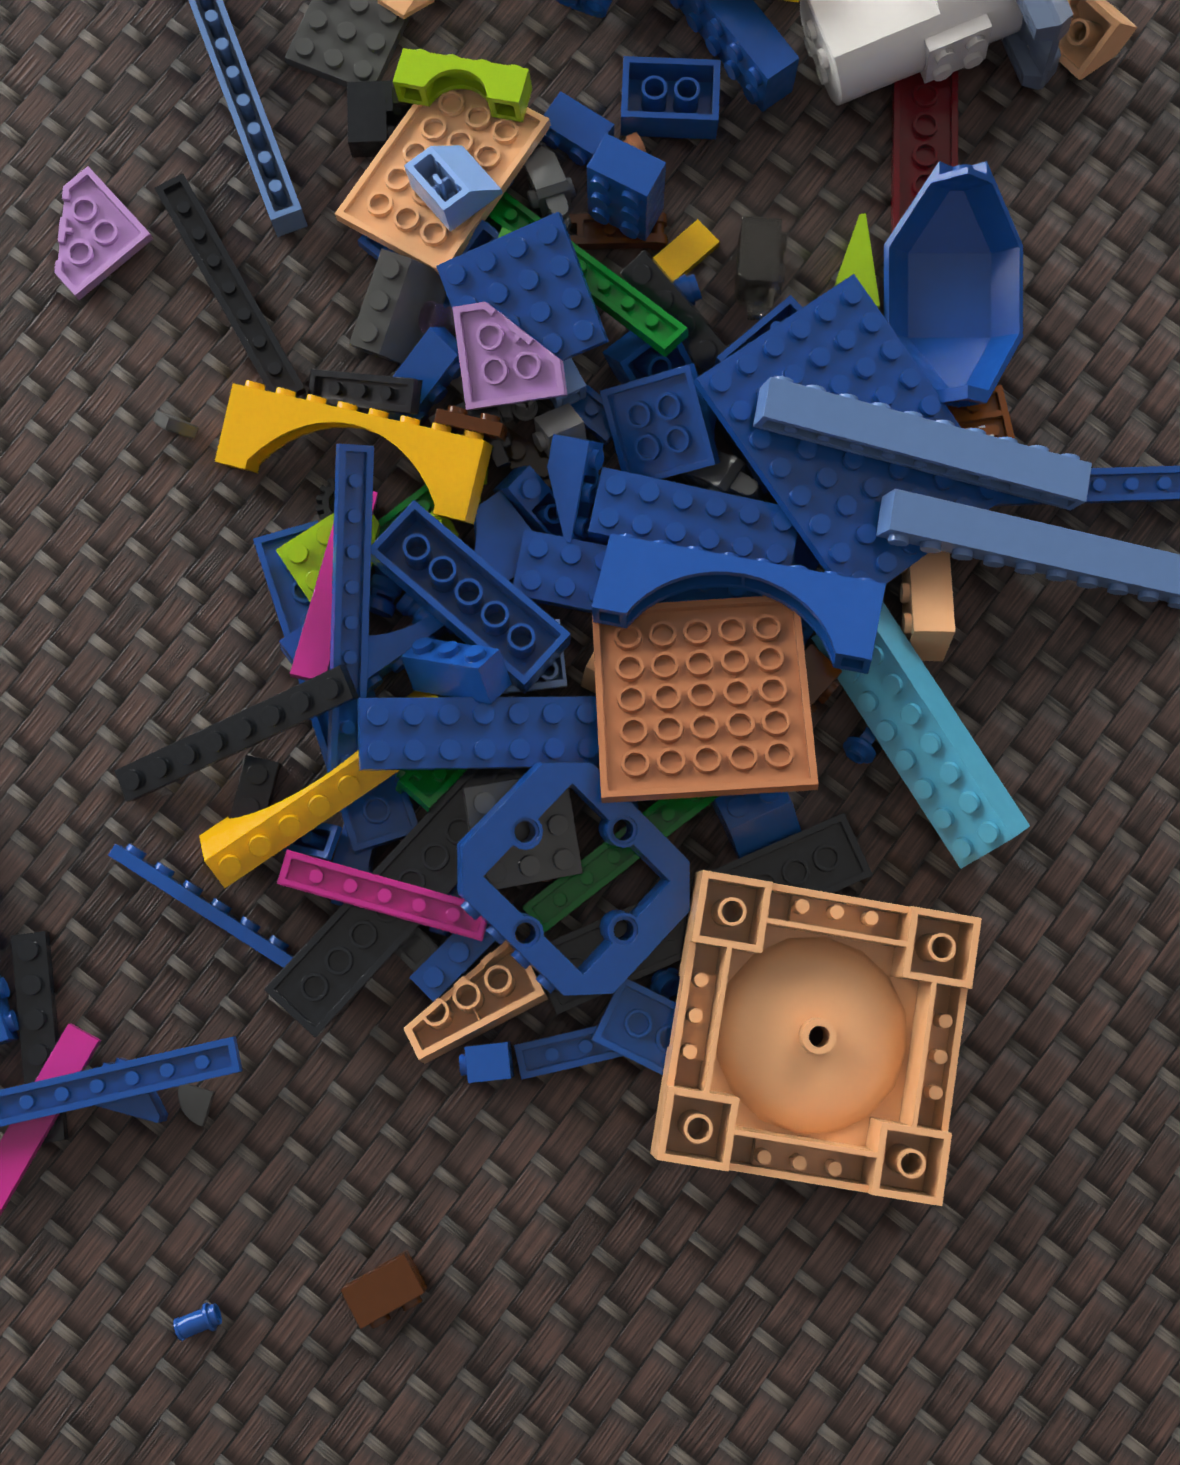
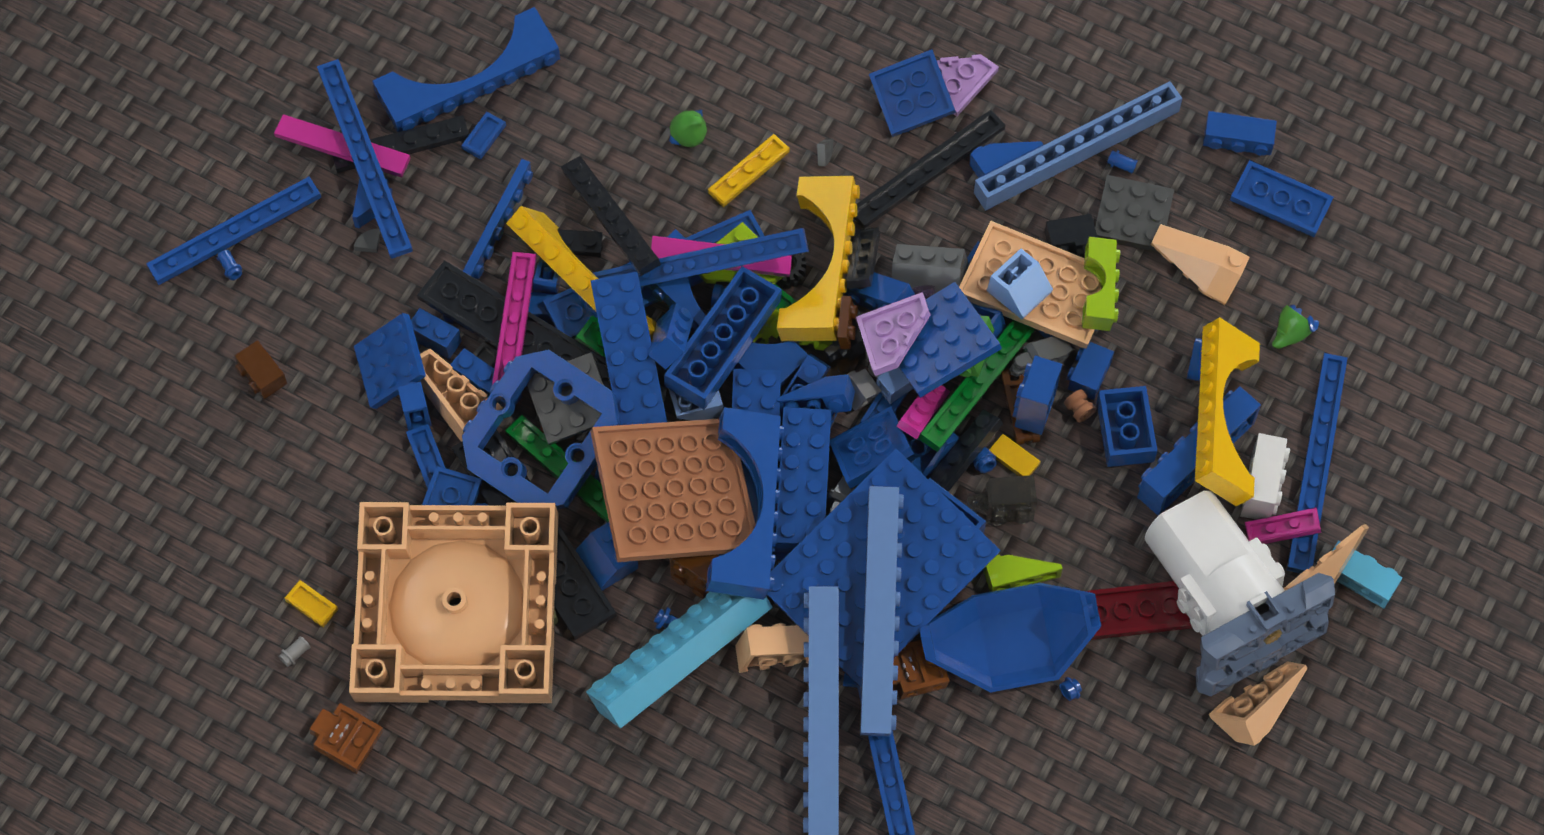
camera: 80 degrees right, 15 degrees down
(49, 909) = (483, 135): none -> blue tile
(100, 608) = (688, 128): none -> bright green hat
(108, 286) = (912, 93): none -> blue plate
(141, 1311) = (233, 230): none -> blue plate
(182, 535) = (748, 170): none -> yellow tile
(232, 190) = (995, 155): none -> blue slope
(267, 35) = (1122, 161): none -> blue pin
(370, 1020) = (435, 333): none -> blue brick
(409, 1090) = (389, 360): none -> blue plate
(629, 354) = (922, 411): none -> dark pink plate
(765, 1247) = (311, 603): none -> yellow tile
(839, 1280) = (294, 651): none -> light grey pin
(980, 1218) = (345, 736): none -> dark orange piece
(1028, 237) = (1070, 688): none -> blue plate

